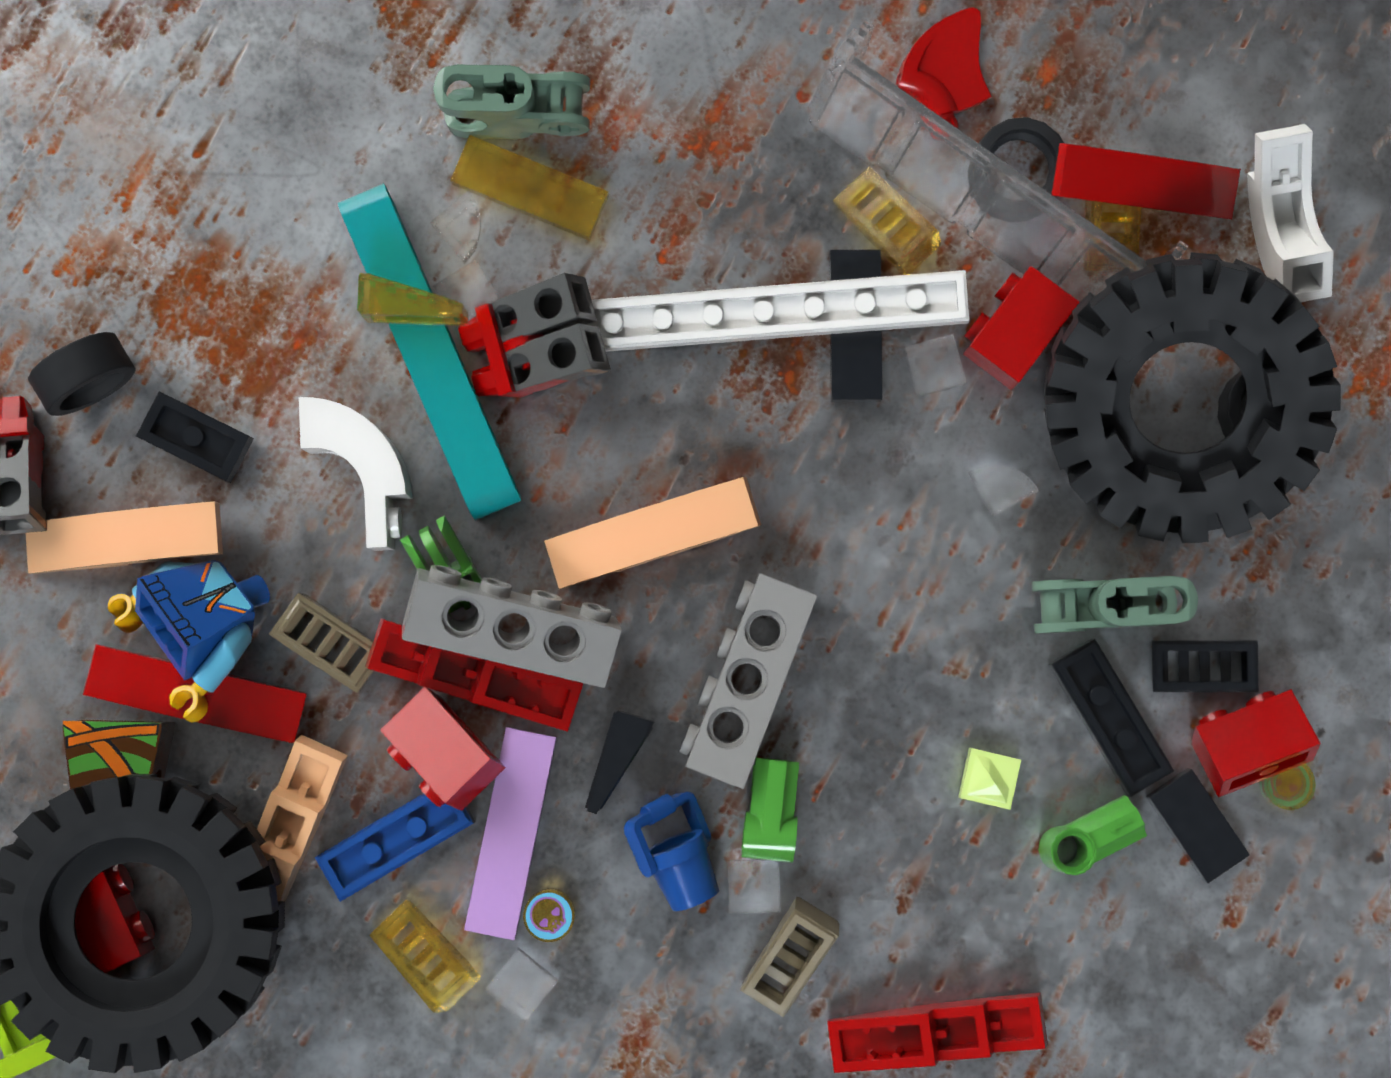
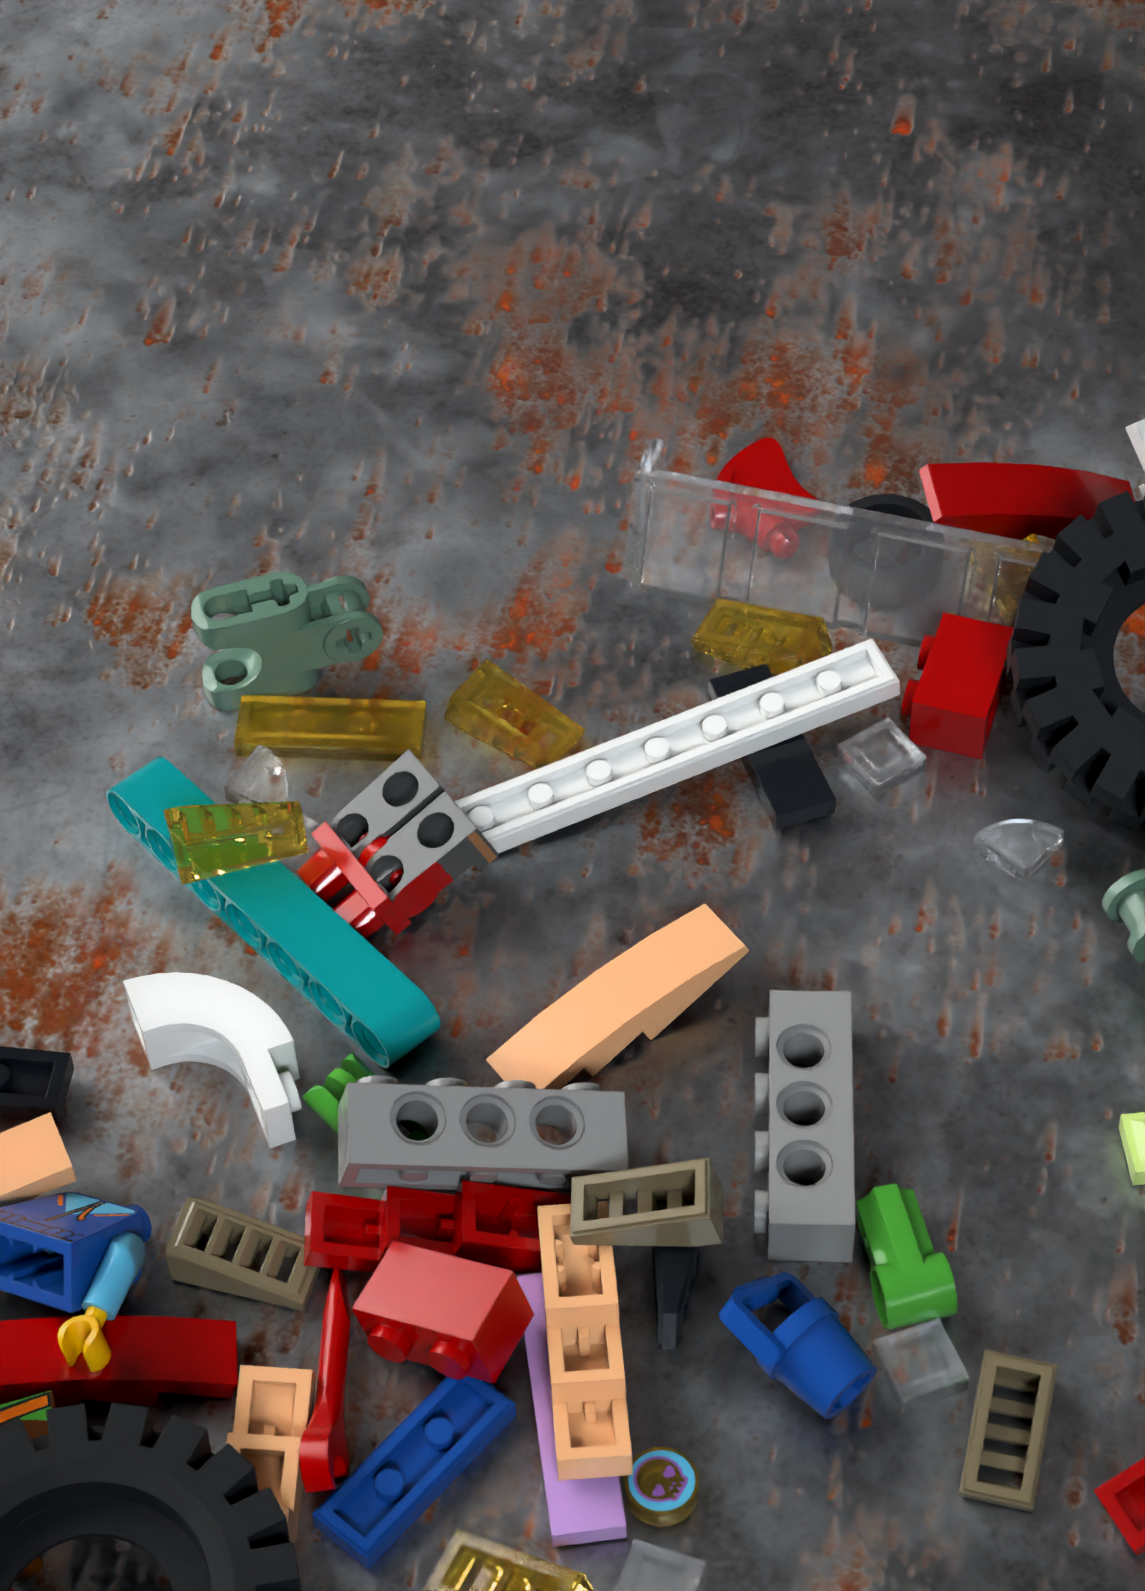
camera: 15 degrees left, 35 degrees down
(339, 808) = (324, 1443): none -> red piece
(530, 802) = (583, 1351): none -> light nougat slope
(643, 749) = (671, 1227): none -> dark tan slope
(674, 206) = (506, 693): none -> clear yellow slope

